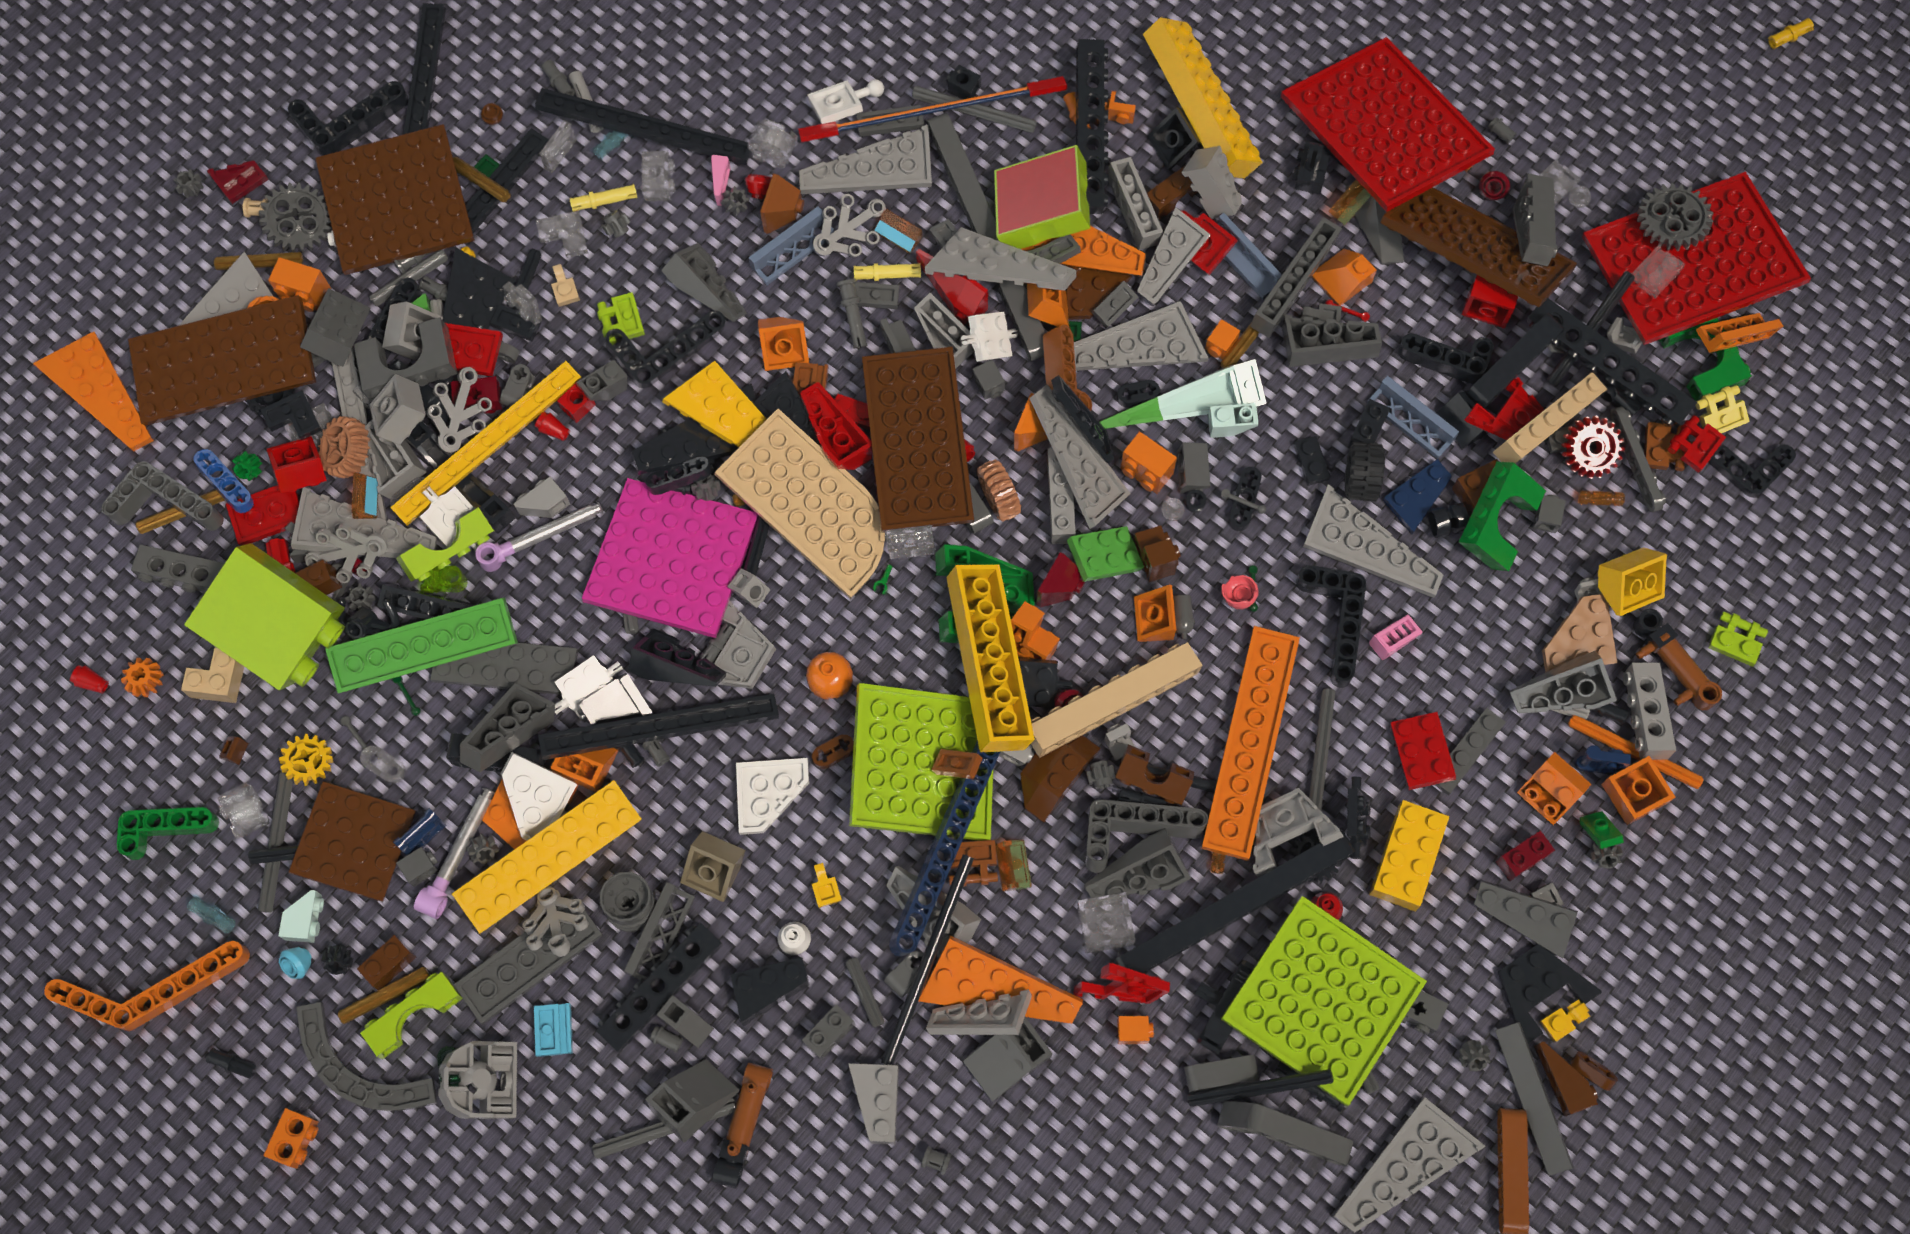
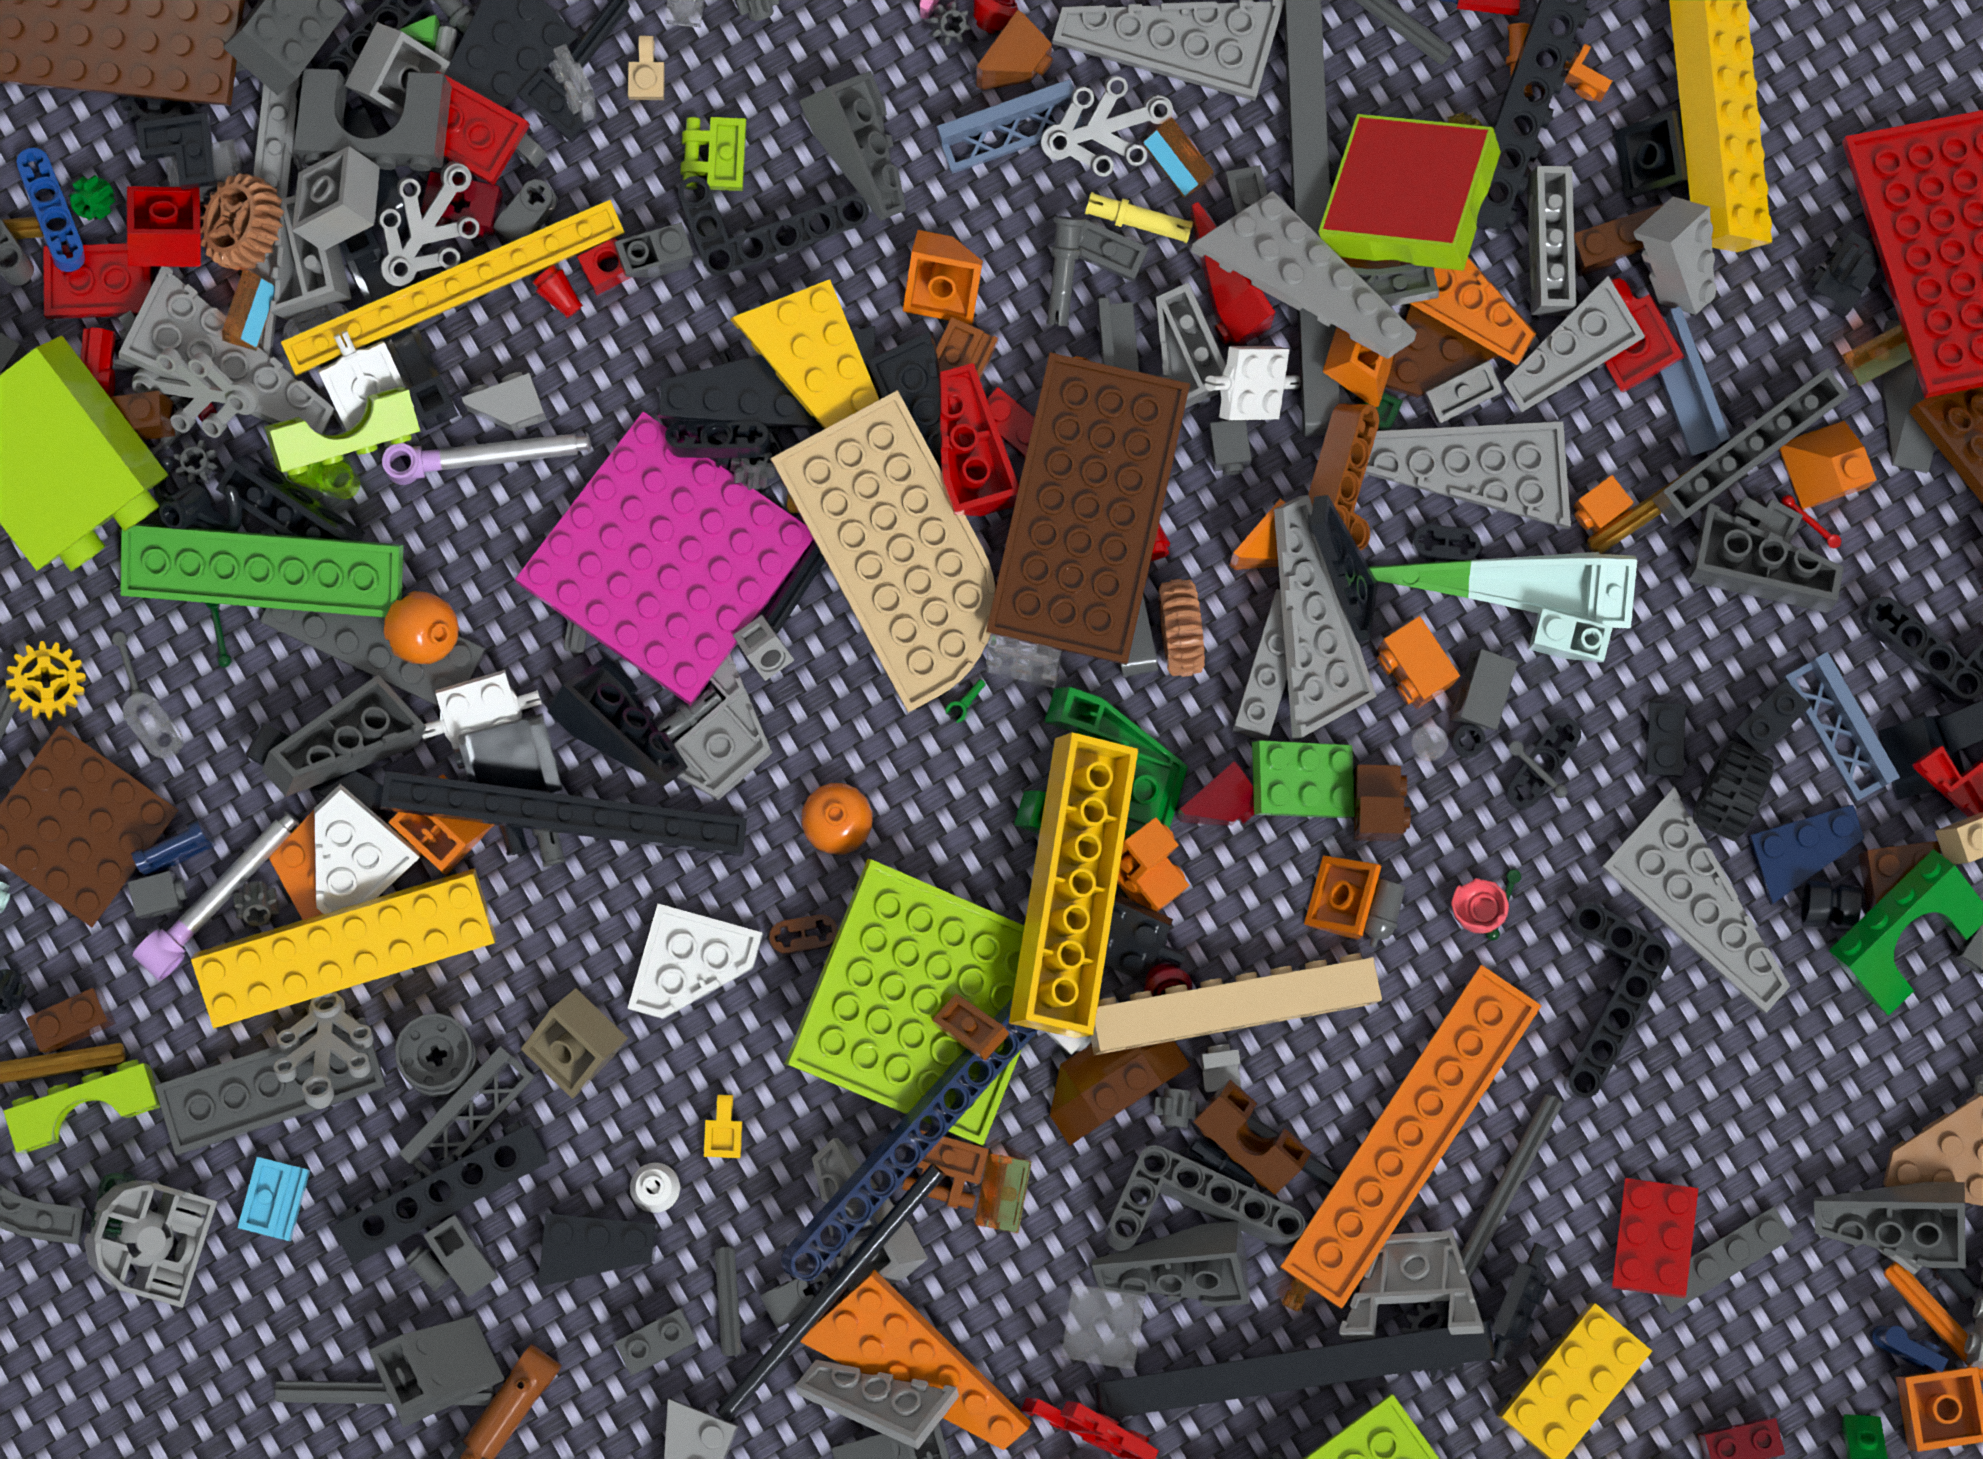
camera: 15 degrees right, 10 degrees up
(532, 644) = (421, 628): none -> orange cylinder
(1333, 902) = (1440, 1412): red cone -> none
(1383, 645) = (1661, 1058): bright pink slope -> none
(1554, 788) = (1824, 1360): orange slope -> none

